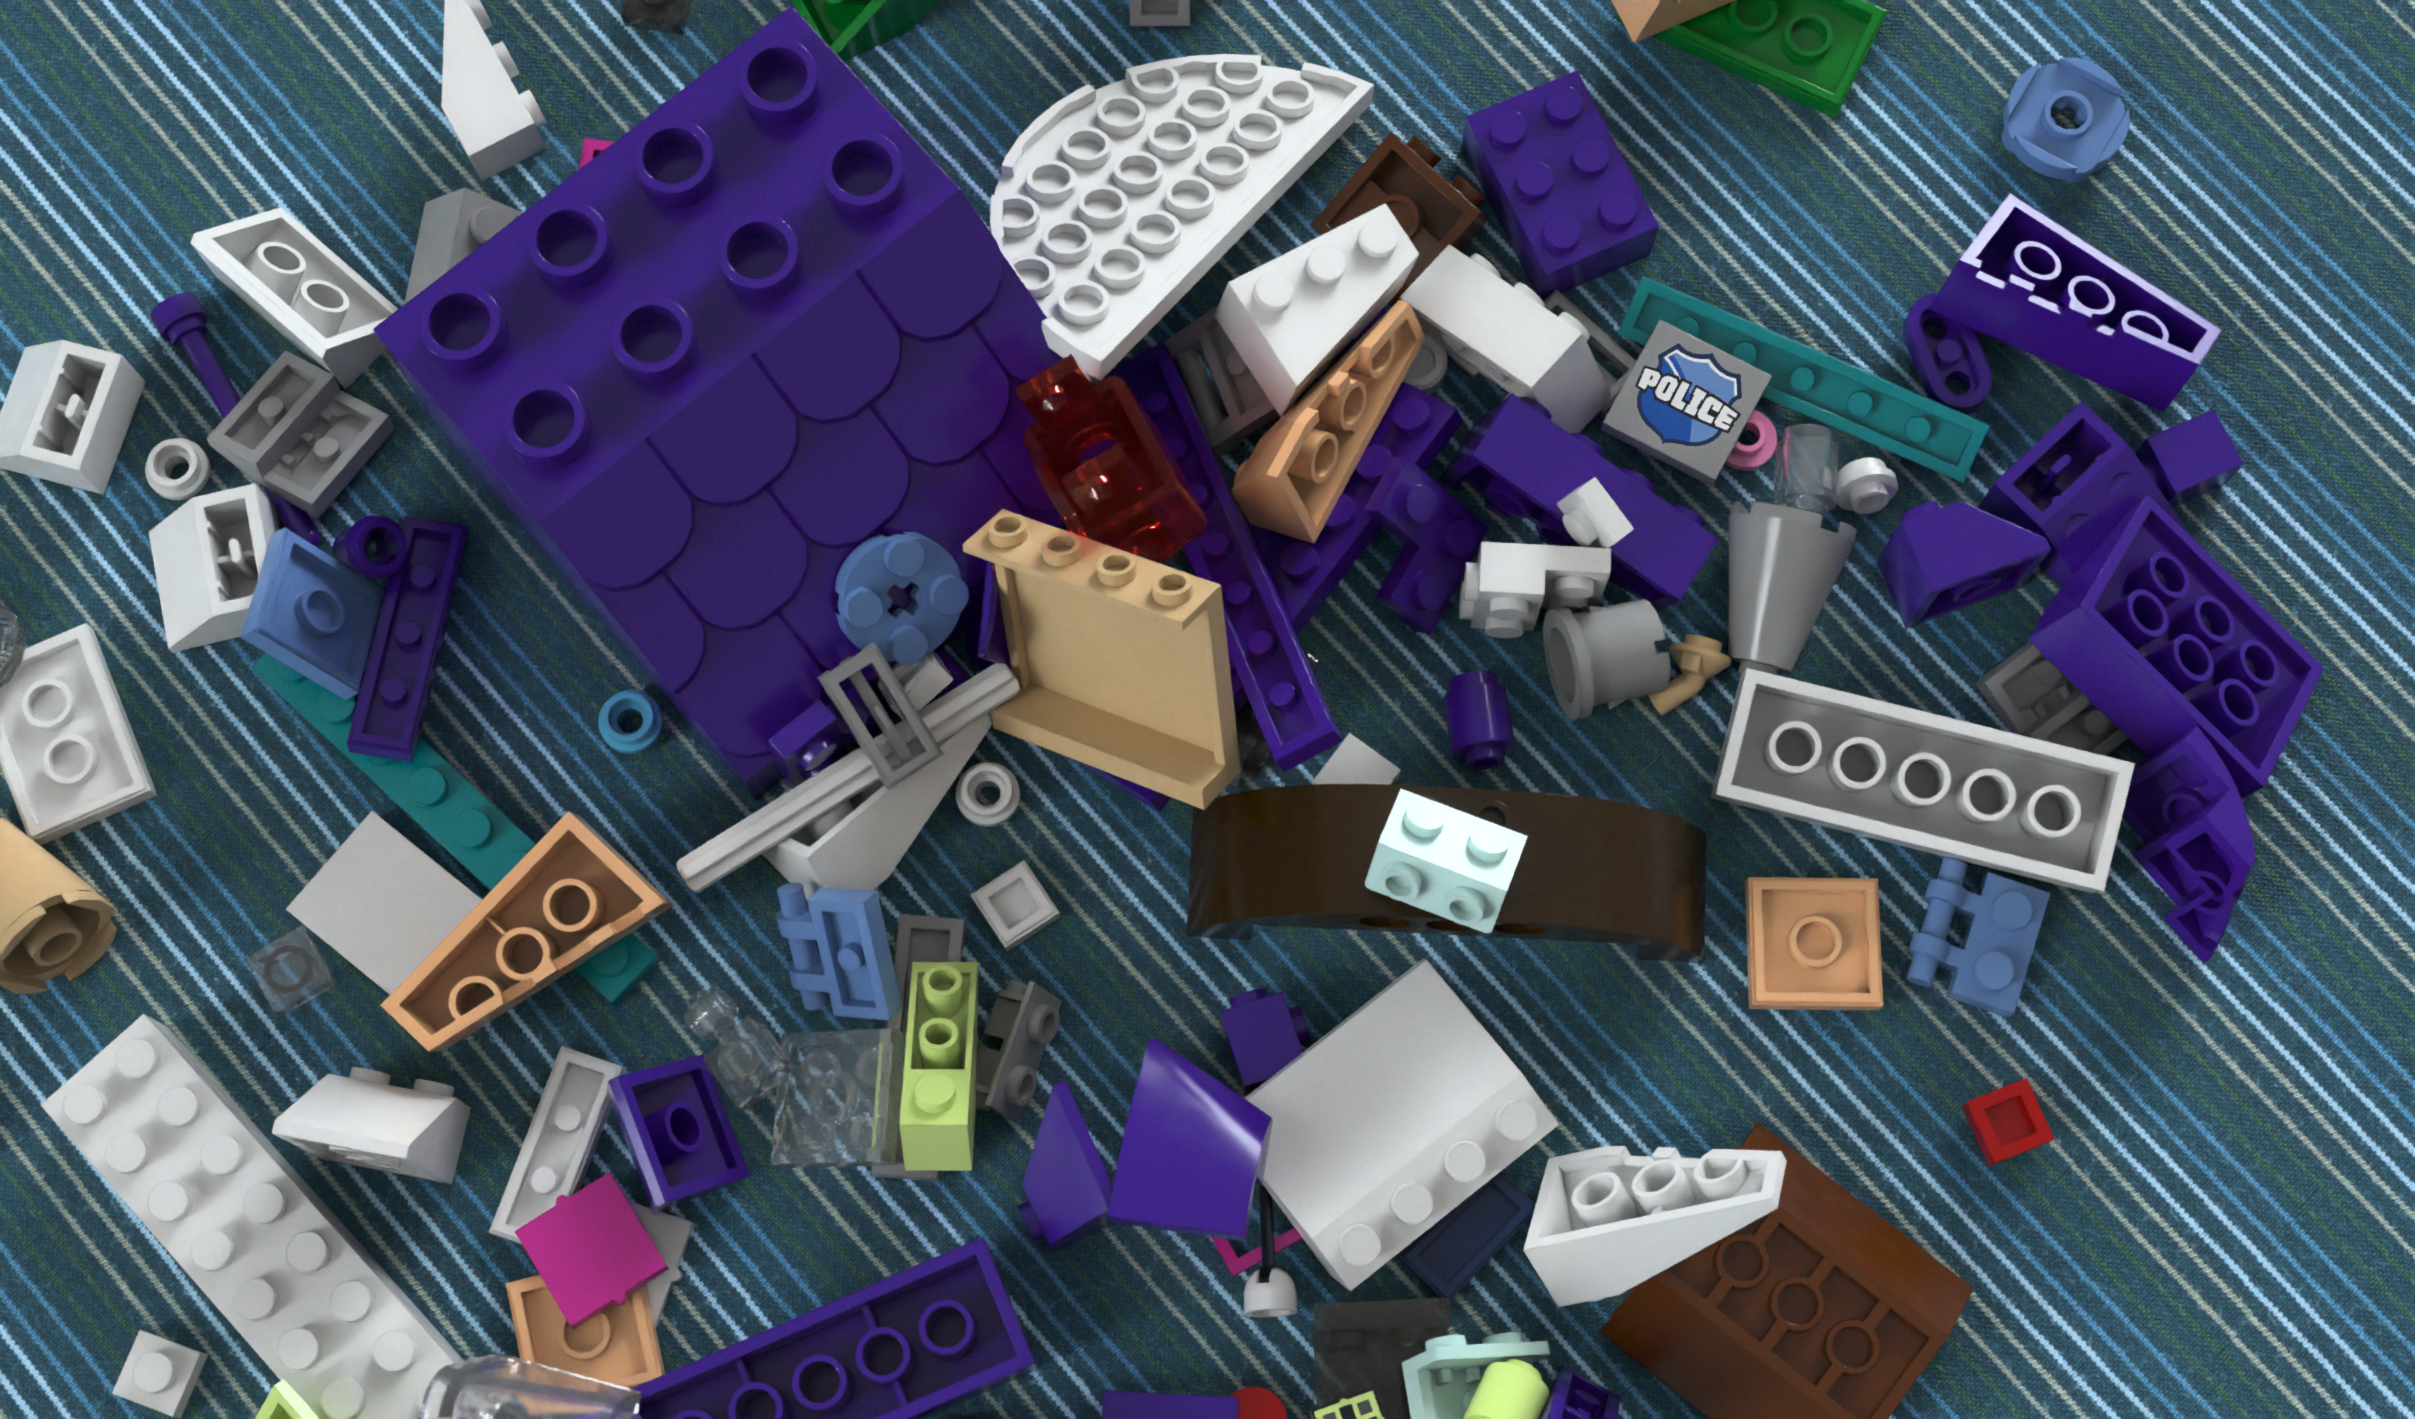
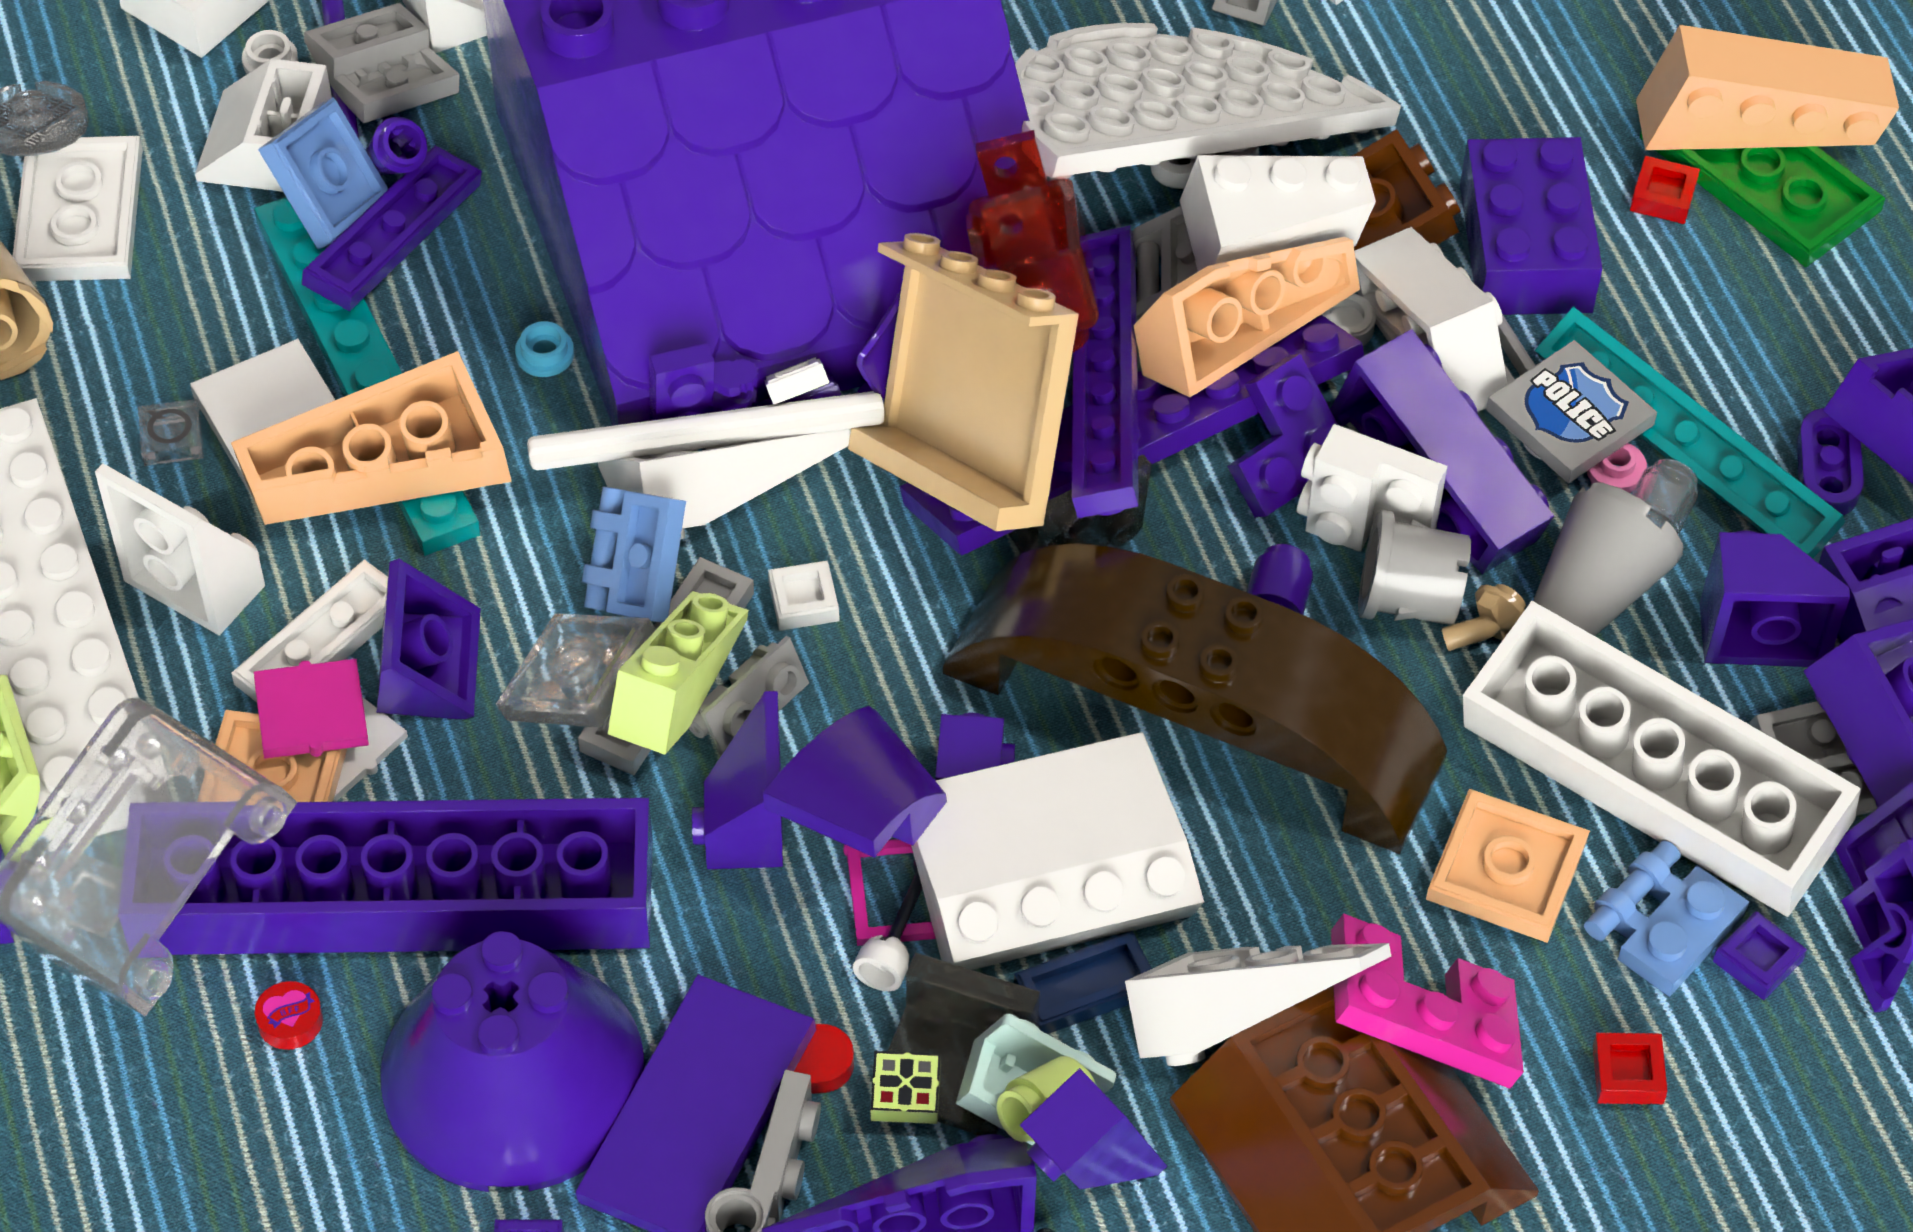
camera: 20 degrees right, 20 degrees down
(748, 1056) = (517, 613): clear plate -> none
(850, 669) = (761, 430): light grey tile -> none
(897, 561) = (780, 288): medium blue plate -> none
(986, 775) = (820, 490): white plate -> none
(1445, 861) = (1184, 619): light aqua bracket -> none
(1593, 516) = (1443, 436): white plate -> none
(1668, 80) = (1664, 189): none -> red tile
(1849, 1166) = (1466, 1028): none -> dark pink plate
(1866, 486) = (1704, 521): white plate -> none
(2077, 942) = (1759, 955): none -> dark purple tile

